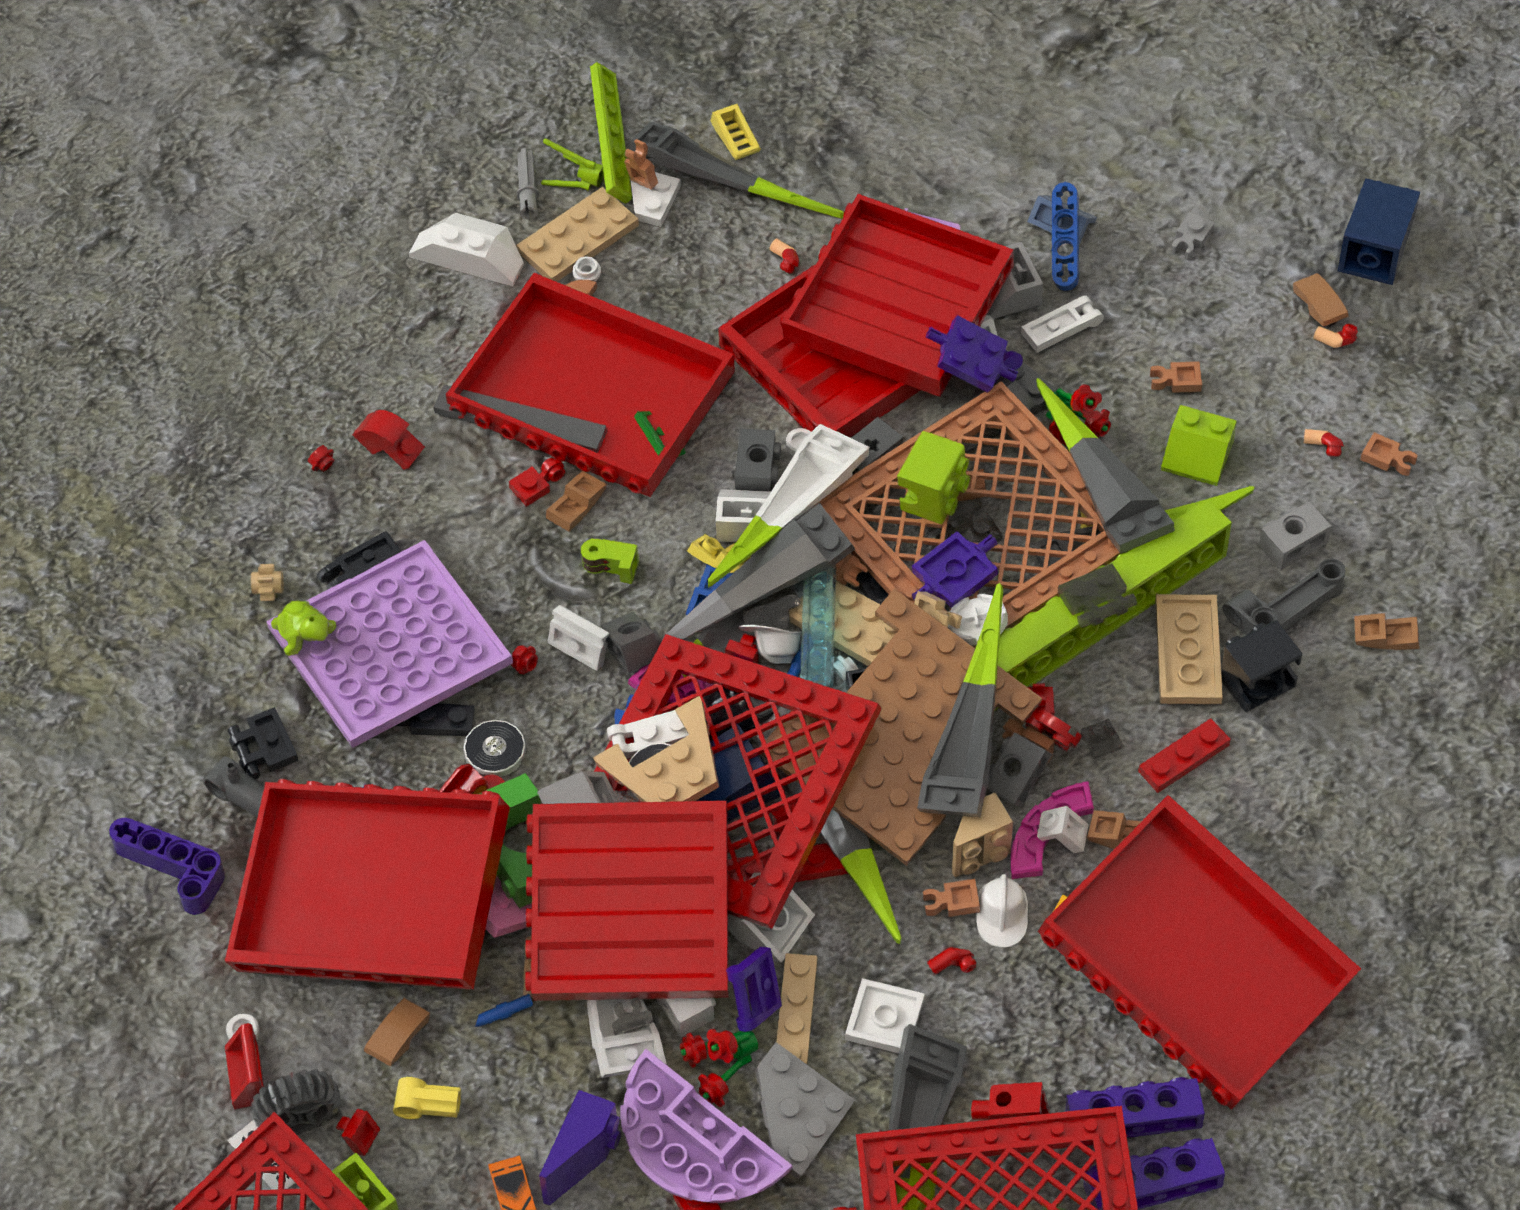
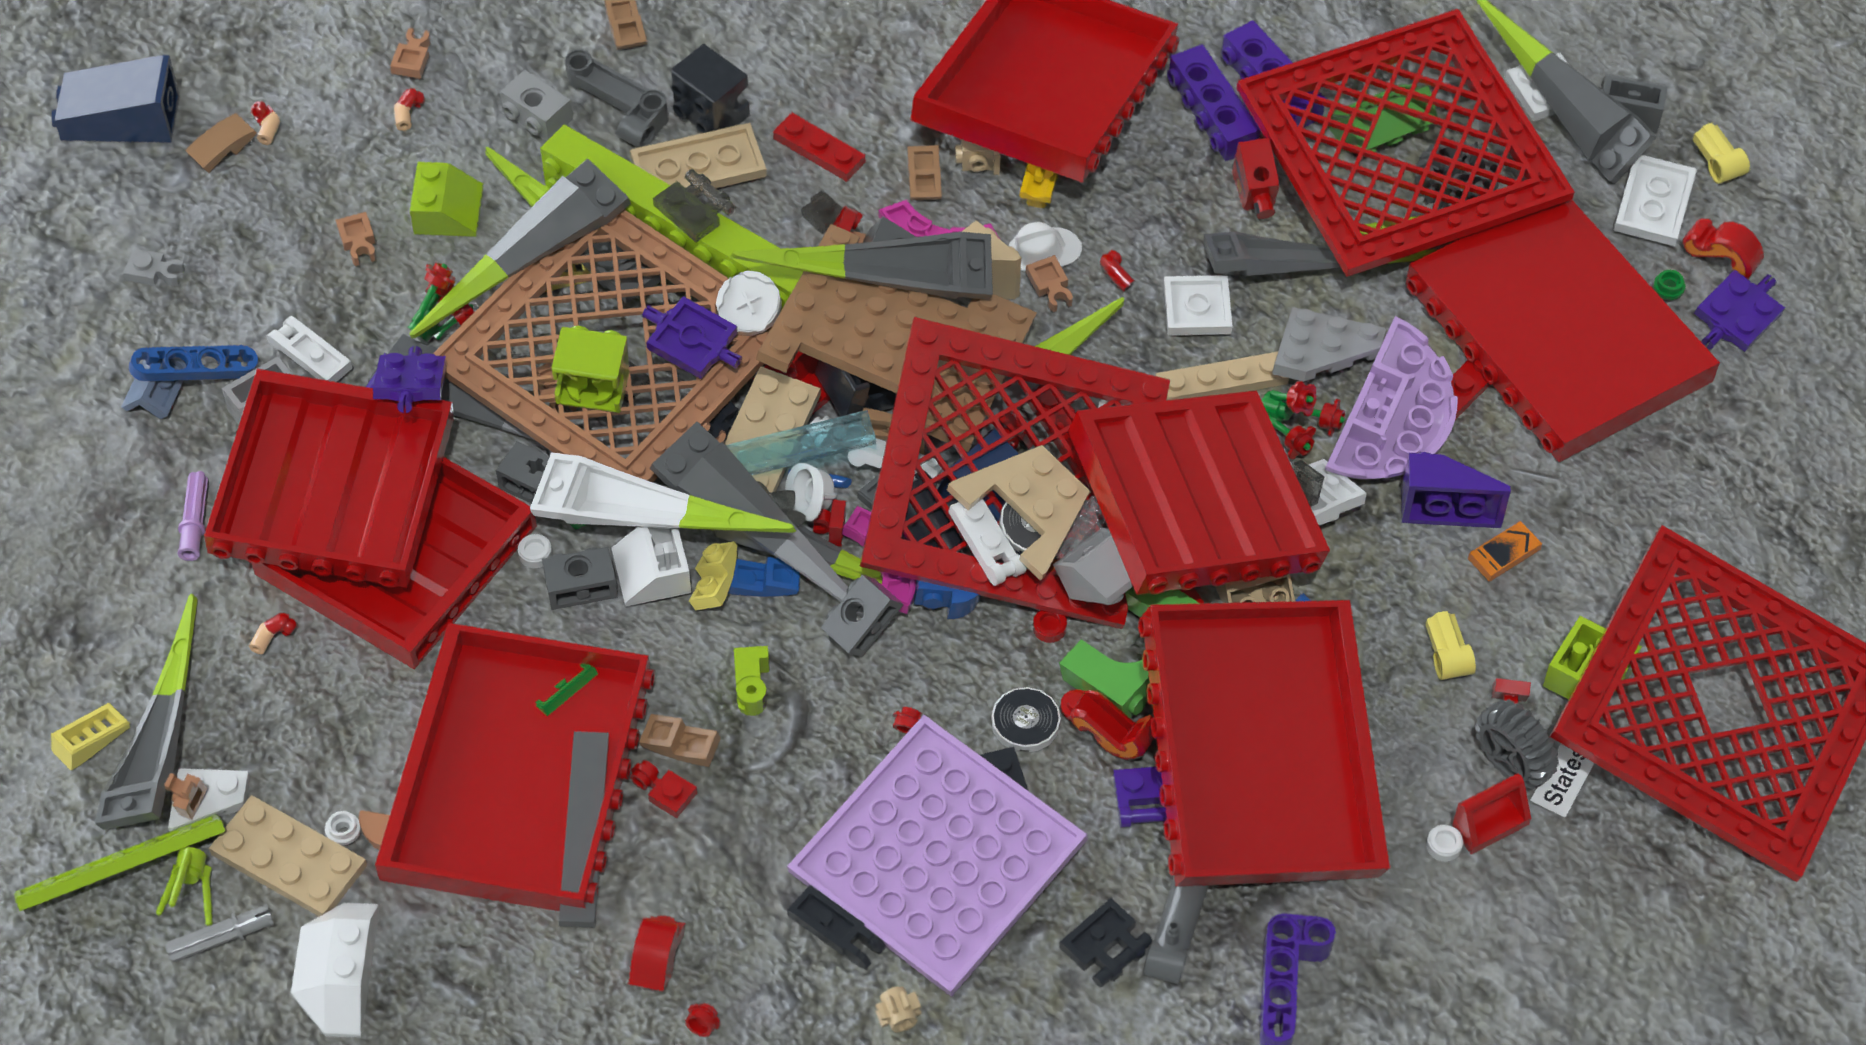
camera: 110 degrees left, 0 degrees up
(301, 622) = (956, 932): lime animal -> none
(396, 1031) = (1394, 698): medium nougat slope -> none
(578, 637) = (869, 671): white plate -> none
(762, 988) = (1229, 383): dark purple plate -> none
(935, 607) = (754, 334): tan plate -> none
(1065, 827) = (943, 215): white bracket -> none

